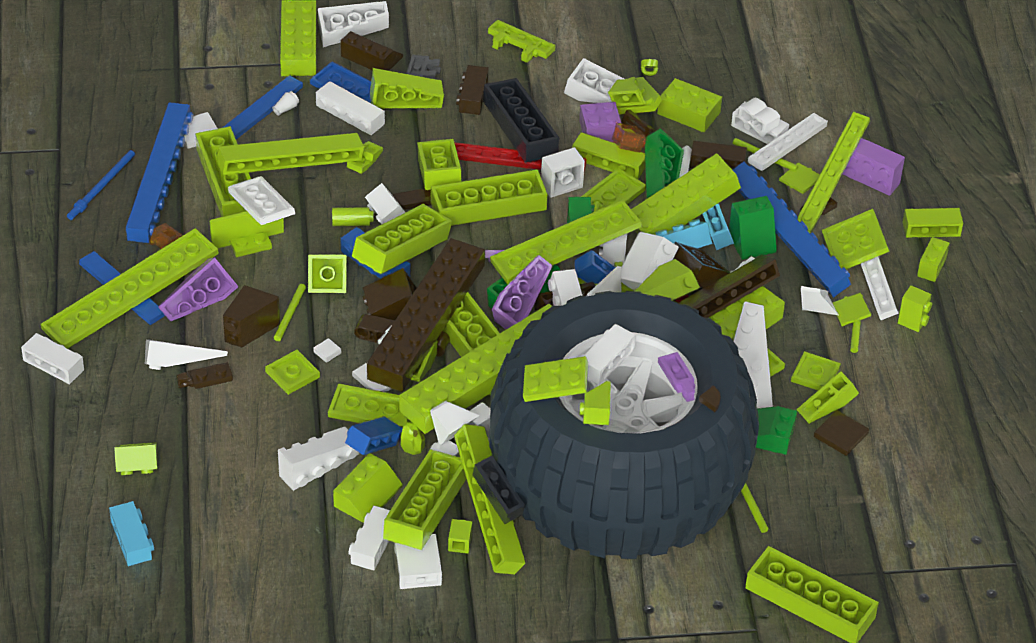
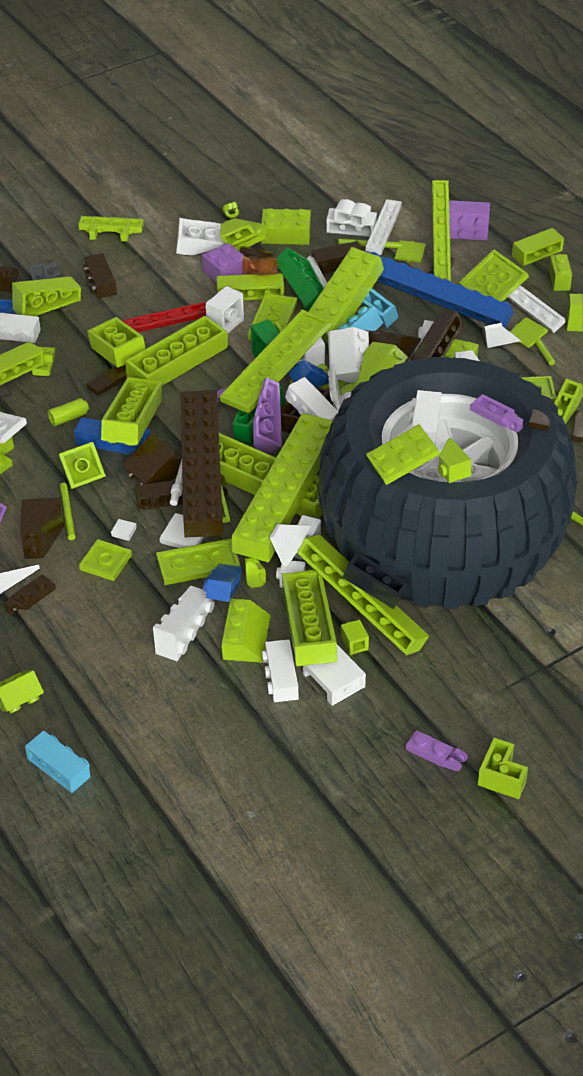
camera: 25 degrees left, 0 degrees up
(384, 204) = (93, 391): white brick -> none
(520, 119) = (160, 283): black brick -> none
(753, 227) = (410, 297): green slope -> none

